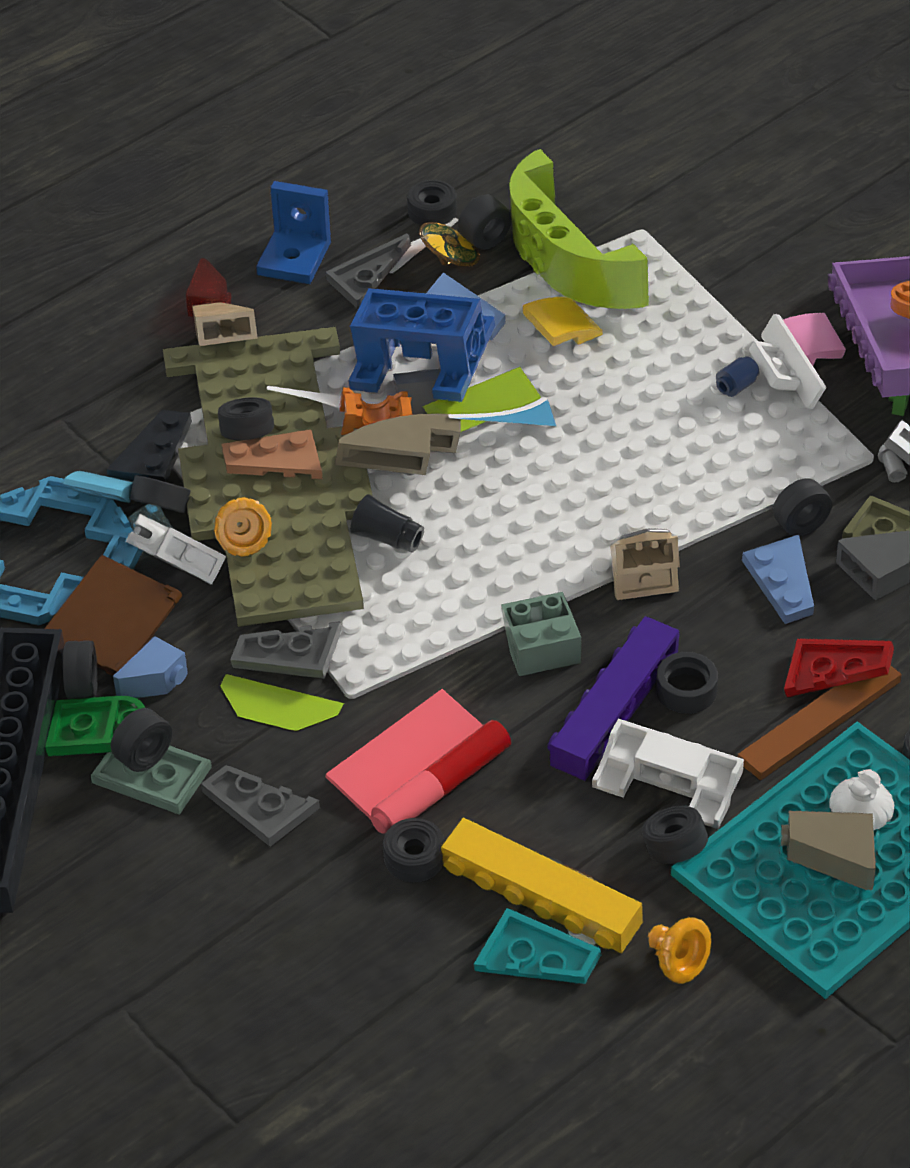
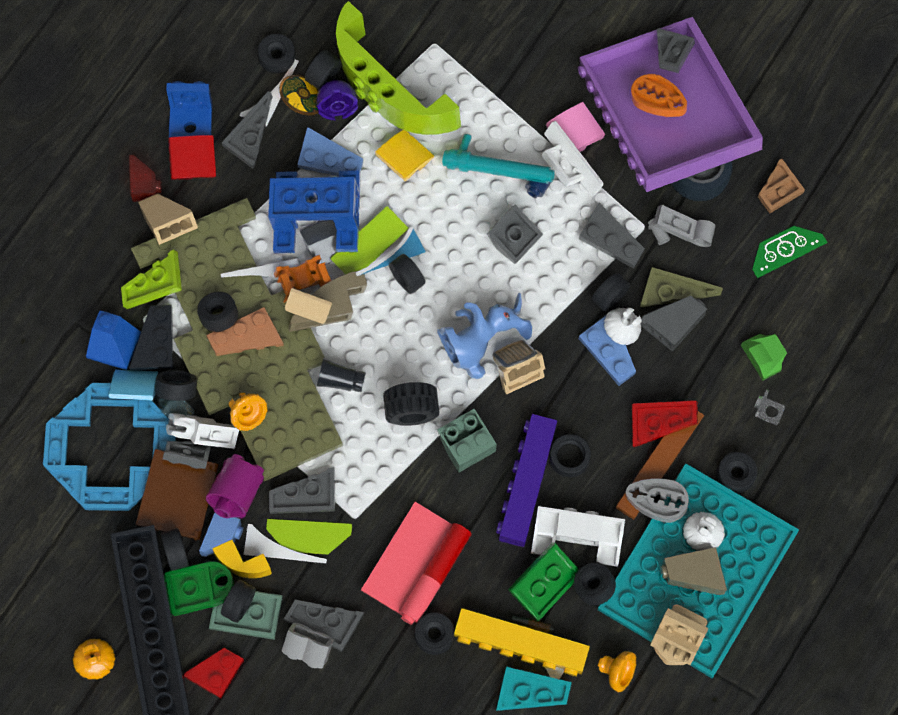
camera: 20 degrees left, 25 degrees up
(78, 832) = (215, 672): none -> red wing
(95, 436) = (112, 340): none -> blue slope
(148, 568) = (187, 454): none -> dark grey wing
(183, 715) = (228, 555): none -> yellow brick
(185, 384) = (155, 283): none -> lime wing
(192, 613) = (235, 487): none -> magenta cylinder
(204, 700) = (259, 544): none -> white sticker
(221, 820) = (307, 645): none -> light grey brick
(281, 278) = (192, 157): none -> red slope
(368, 424) = (308, 306): none -> tan slope
(473, 563) = (411, 403): none -> black tyre
(491, 254) = (336, 99): none -> dark purple cylinder
(520, 432) = (407, 273): none -> black tyre
(580, 519) = (470, 344): none -> medium blue animal
(599, 817) = (544, 581): none -> green tile
(644, 337) = (466, 161): none -> teal cylinder
(683, 423) = (514, 234): none -> dark grey slope
(783, 915) = (679, 636): none -> tan piece
(803, 751) = (659, 511): none -> light grey piece
(811, 548) = (623, 325): none -> white hair
(821, 454) = (611, 237): none -> dark grey wing

